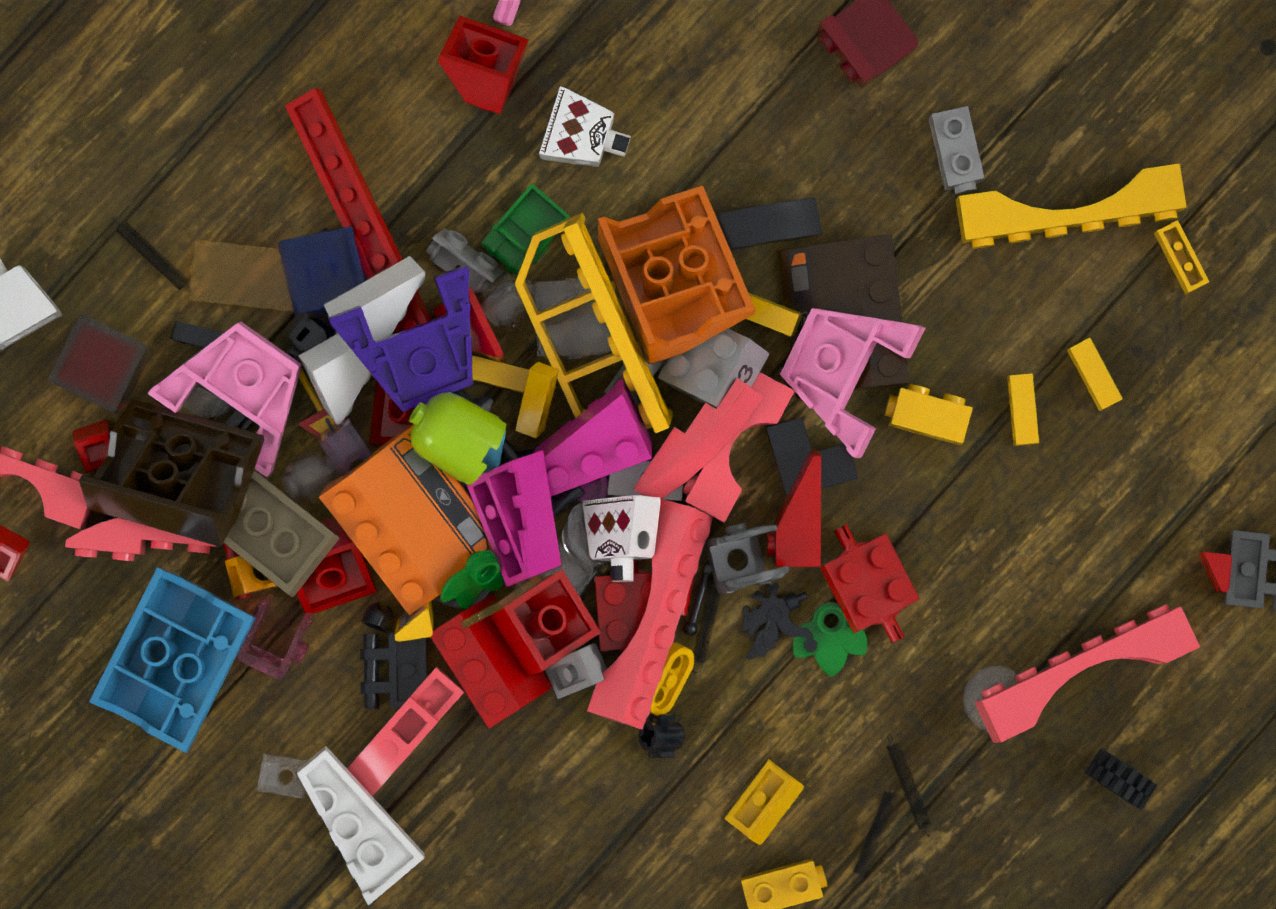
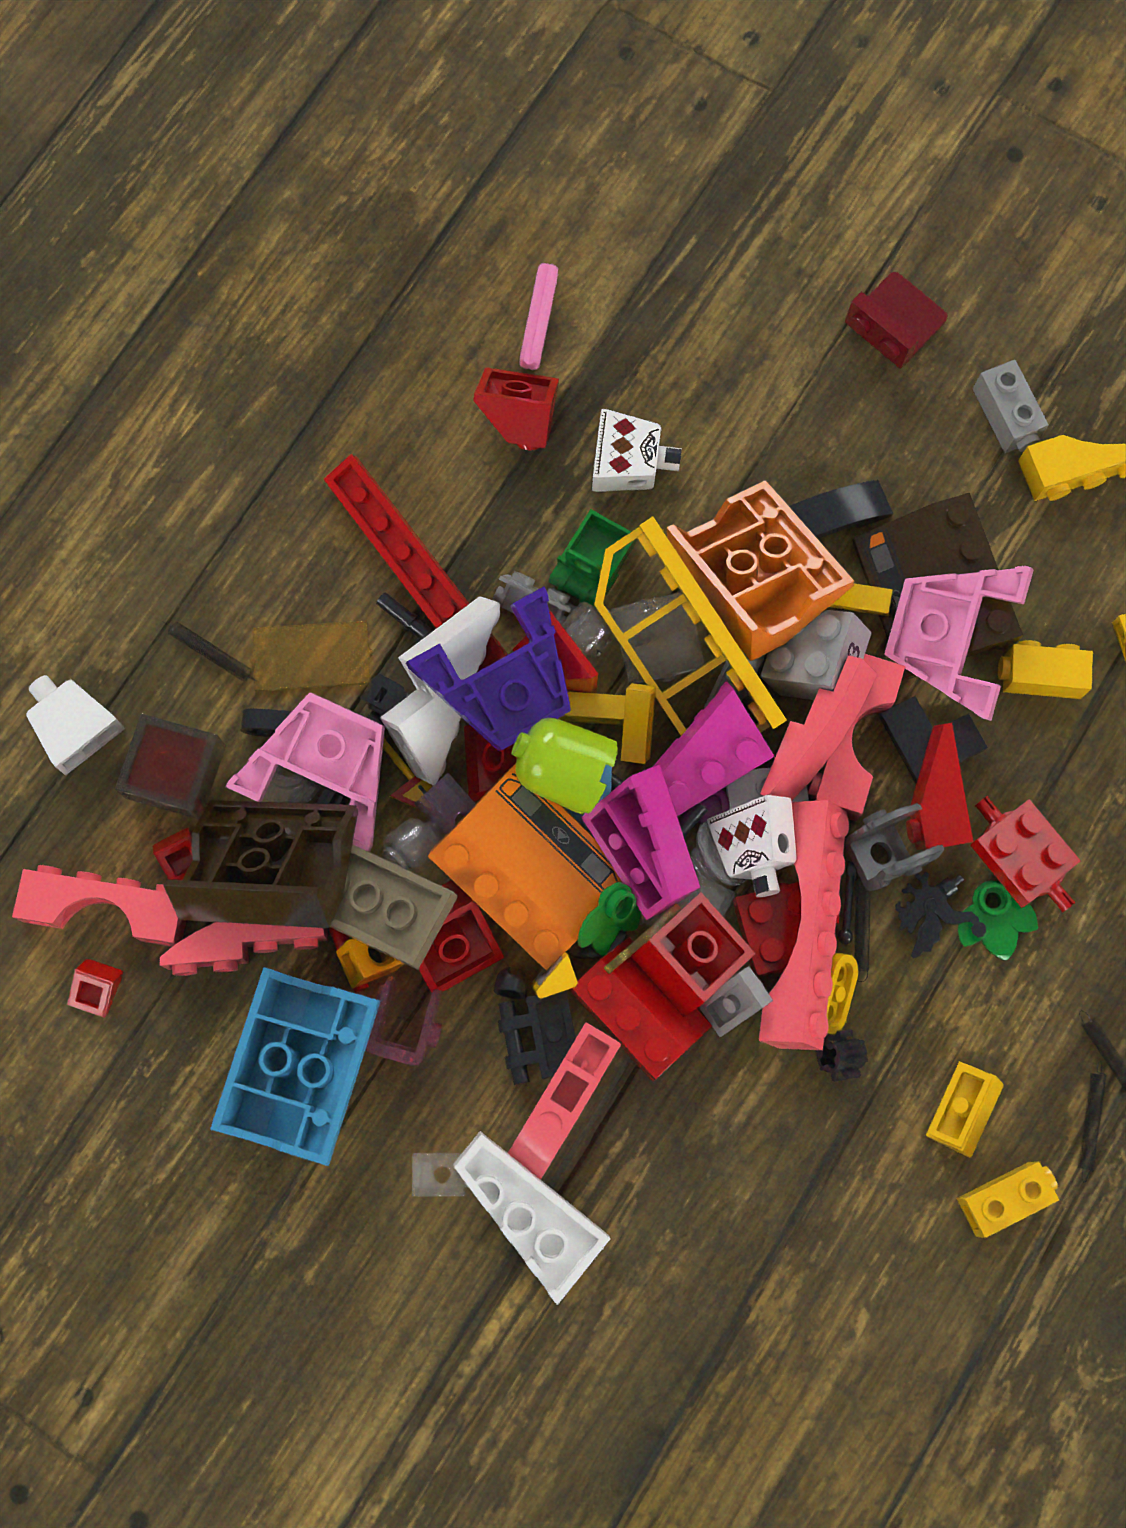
camera: 10 degrees left, 10 degrees down
(320, 268) = (386, 626): clear blue bracket -> none

